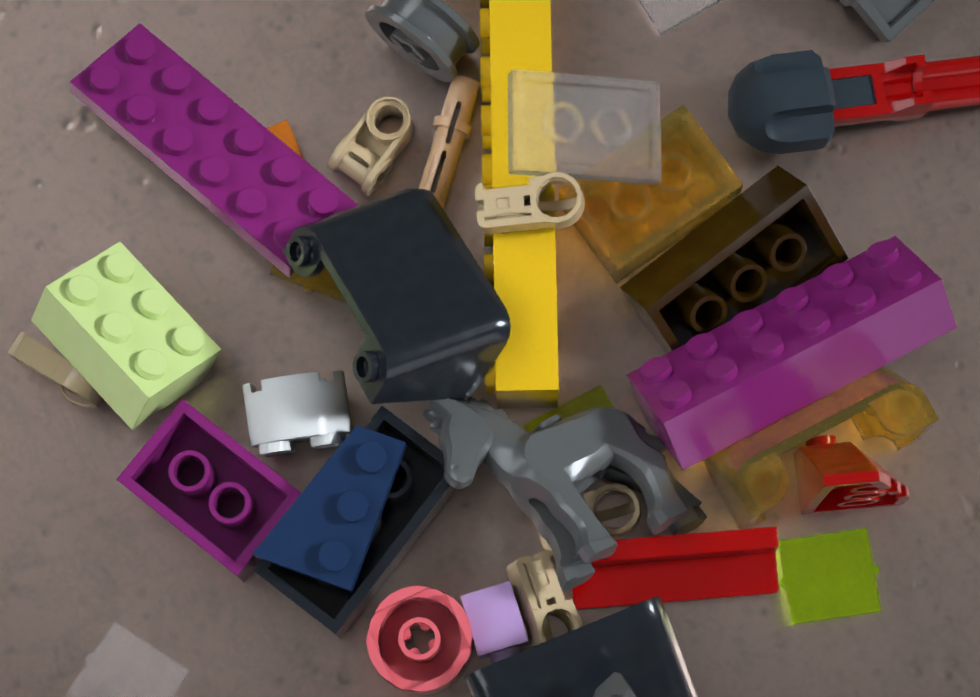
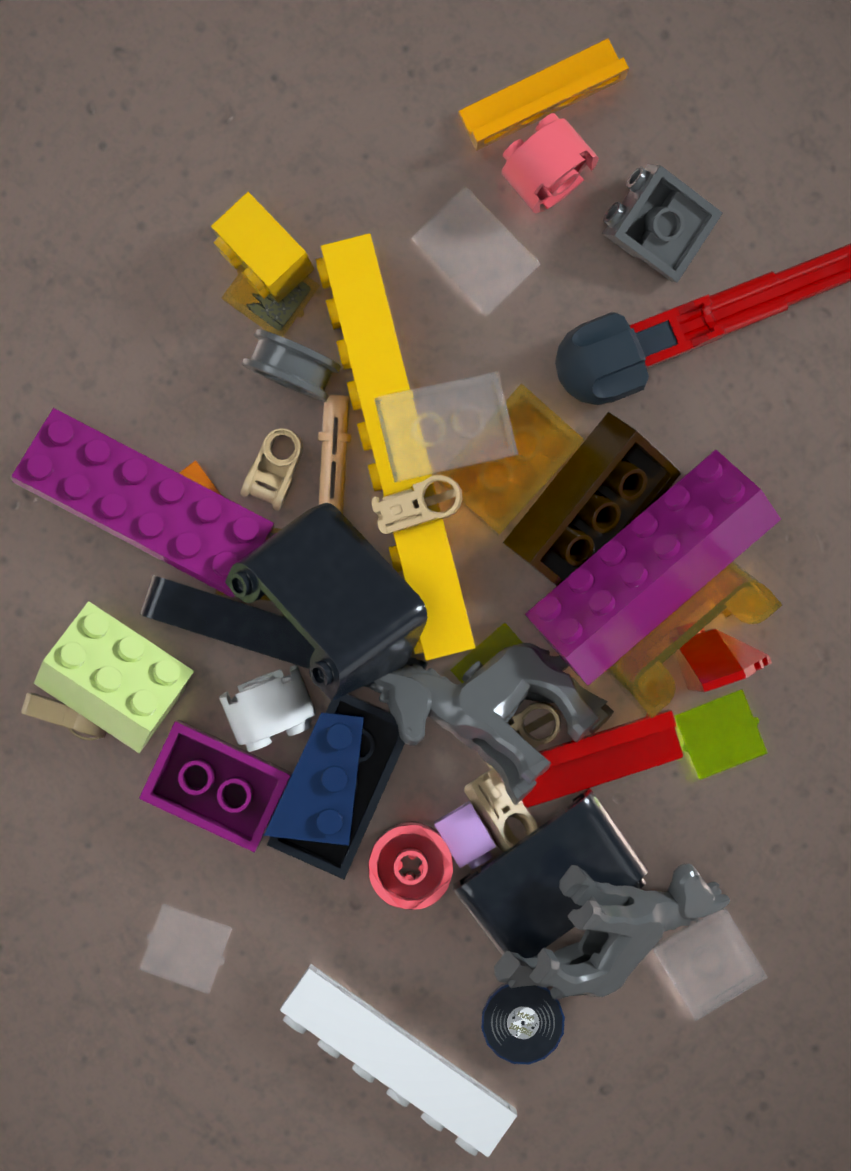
camera: 15 degrees left, 10 degrees up
(283, 310) = (230, 622): none -> black beam

